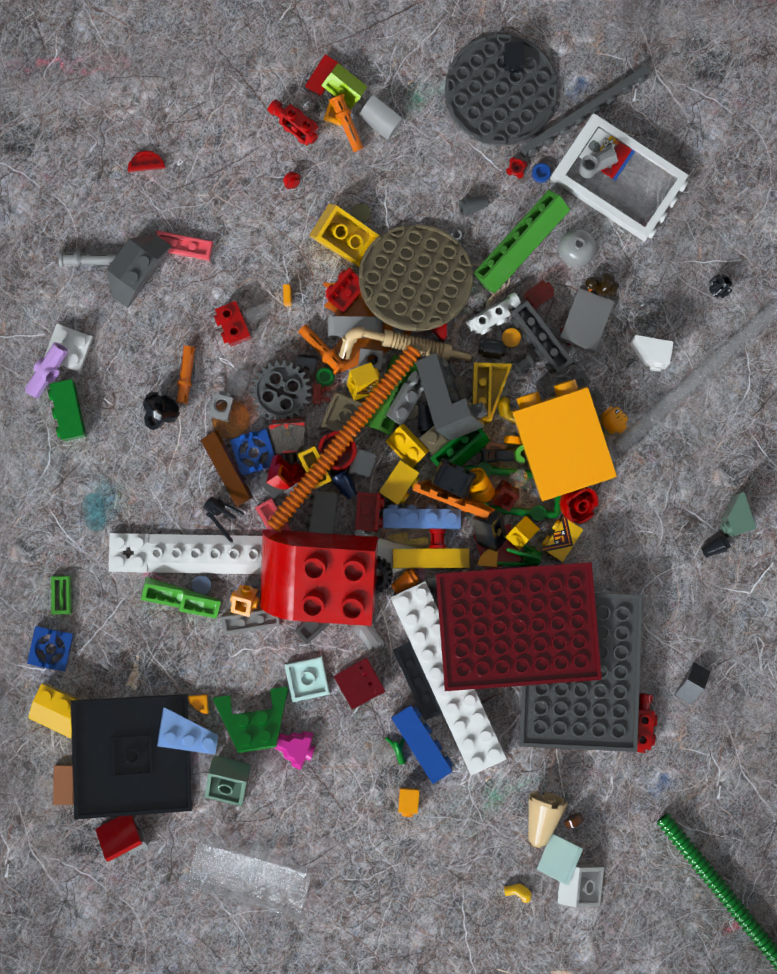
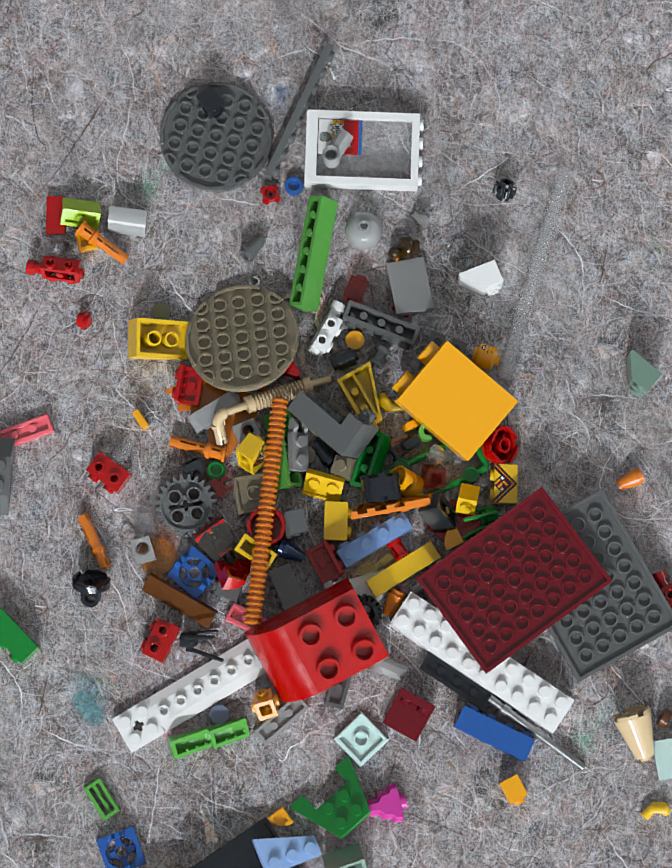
camera: 30 degrees left, 5 degrees down
(189, 492) = (160, 640): none -> red brick
(398, 748) = (475, 749): green bar -> none
(443, 730) = (505, 709): none -> flat silver bar
(633, 267) = (422, 219): none -> light grey tile
(672, 601) = (630, 479): none -> orange cone
(716, 546) = (638, 410): black cone -> none

